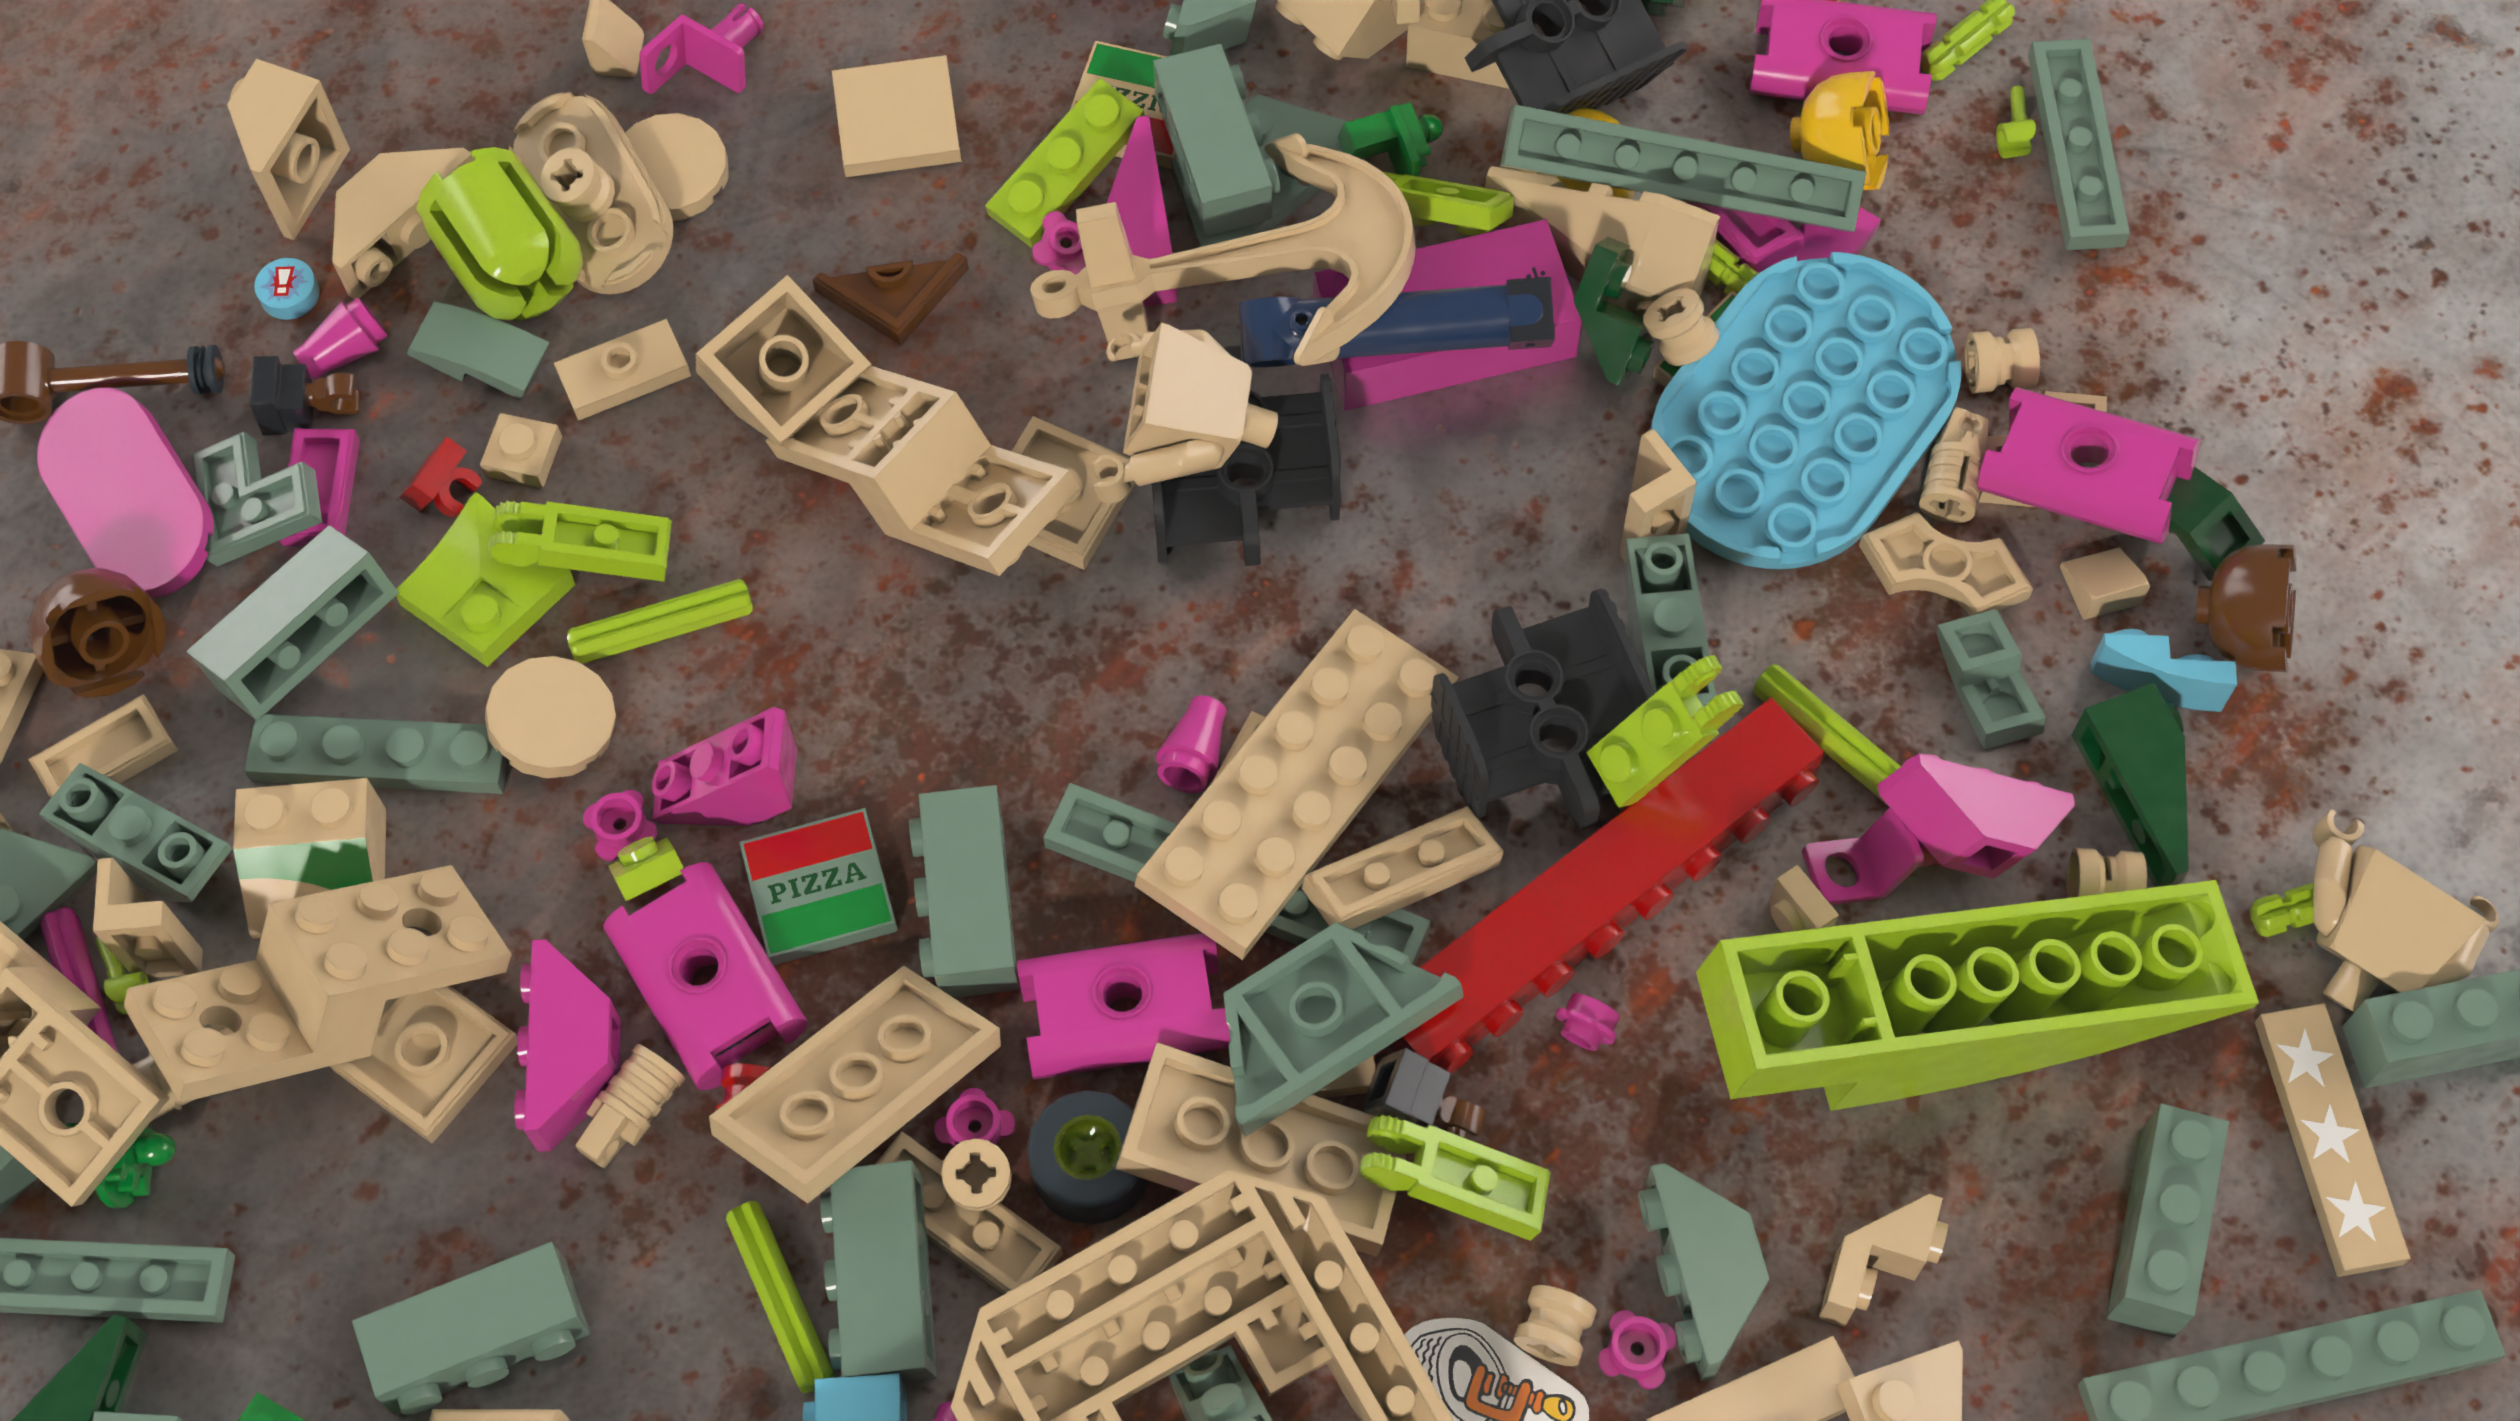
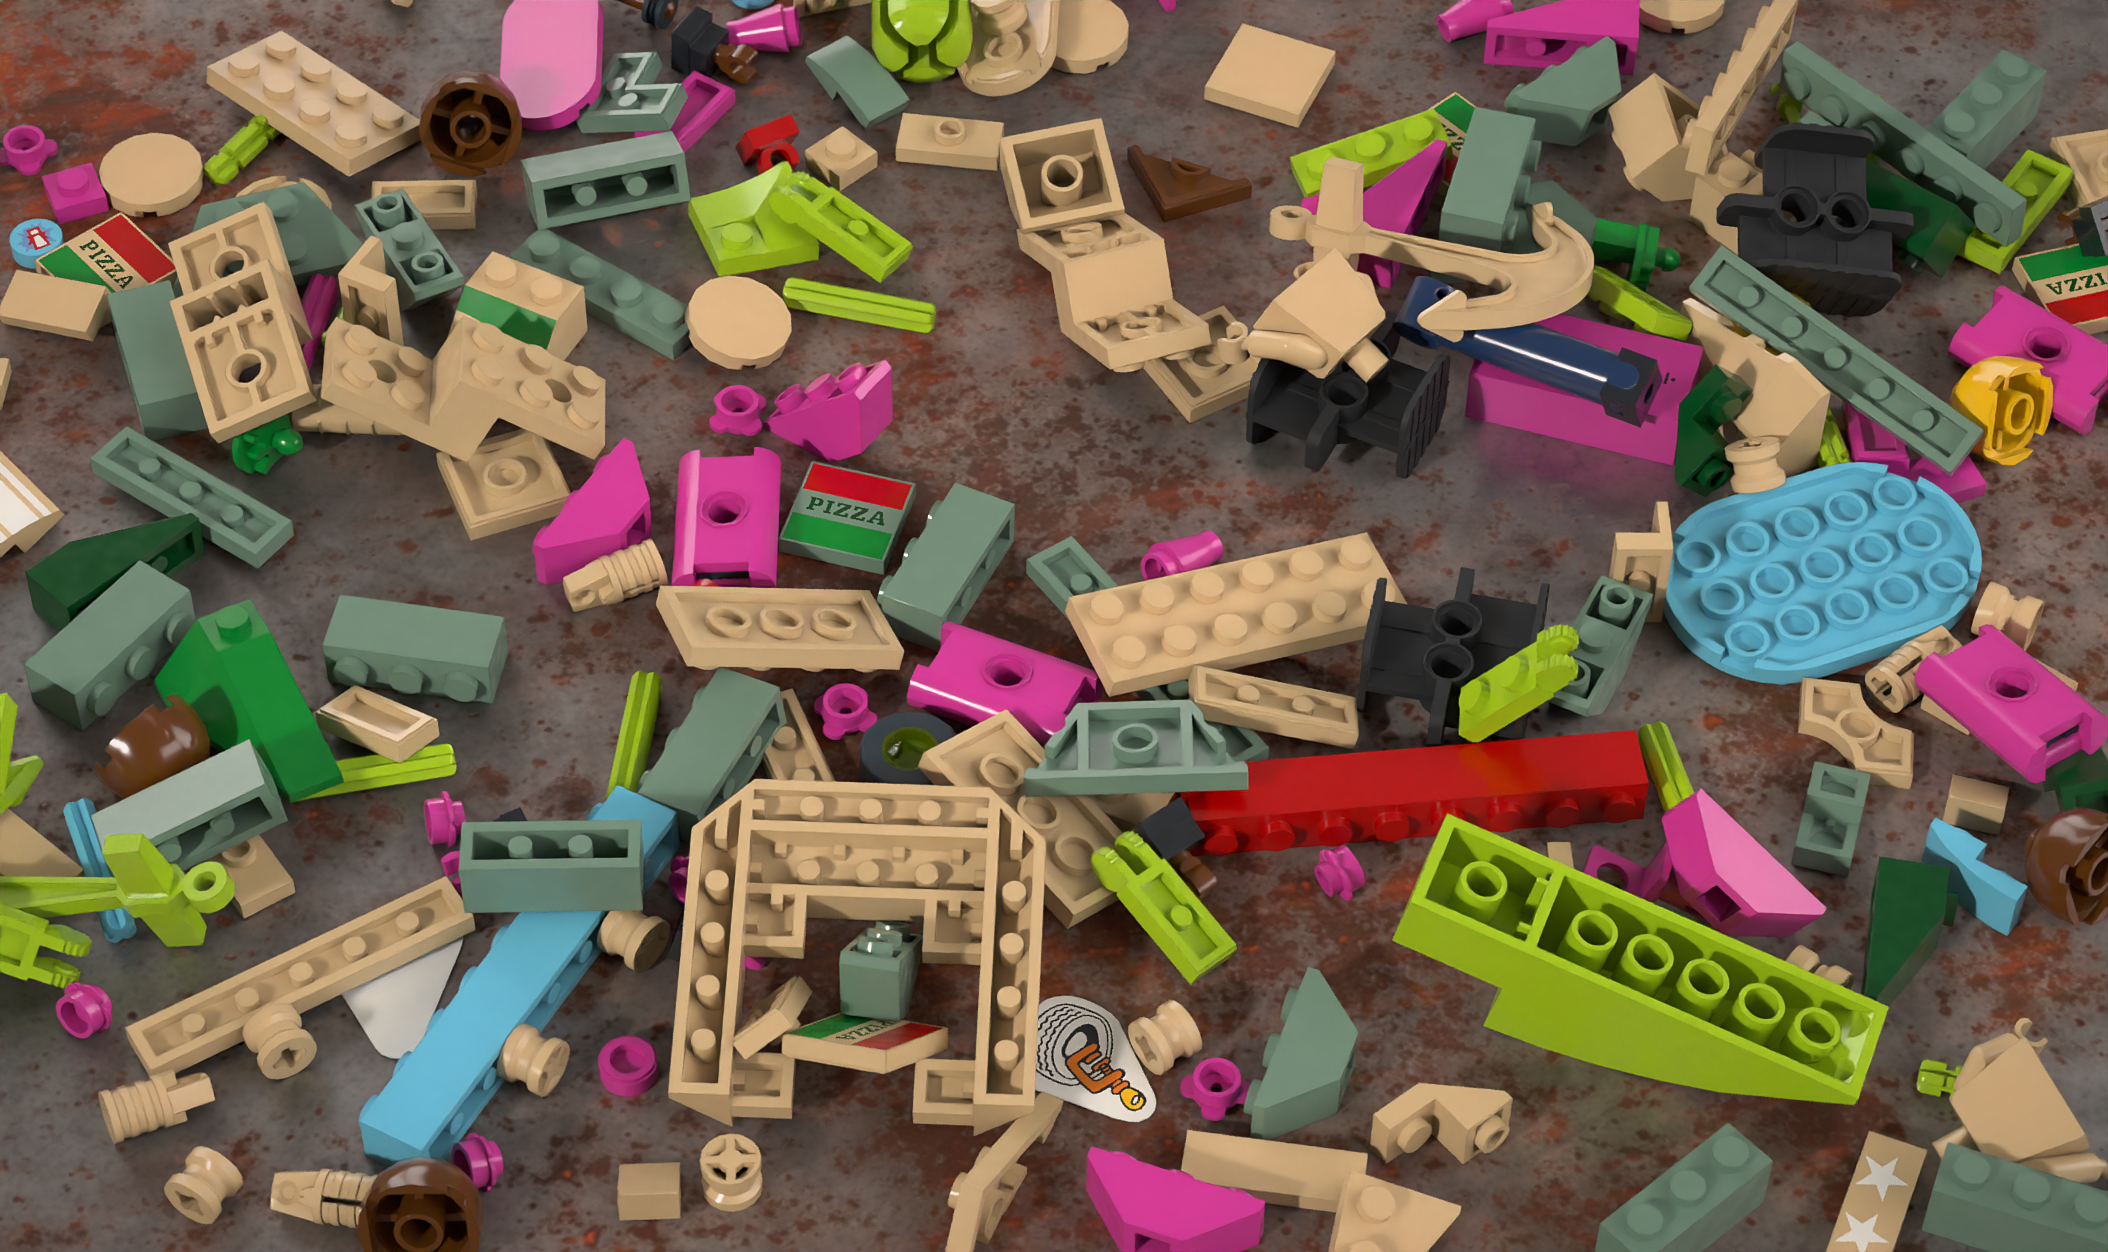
camera: 30 degrees right, 15 degrees down
(645, 866) = (733, 439): lime plate -> none
(978, 1186) = (826, 741): tan wheel -> none

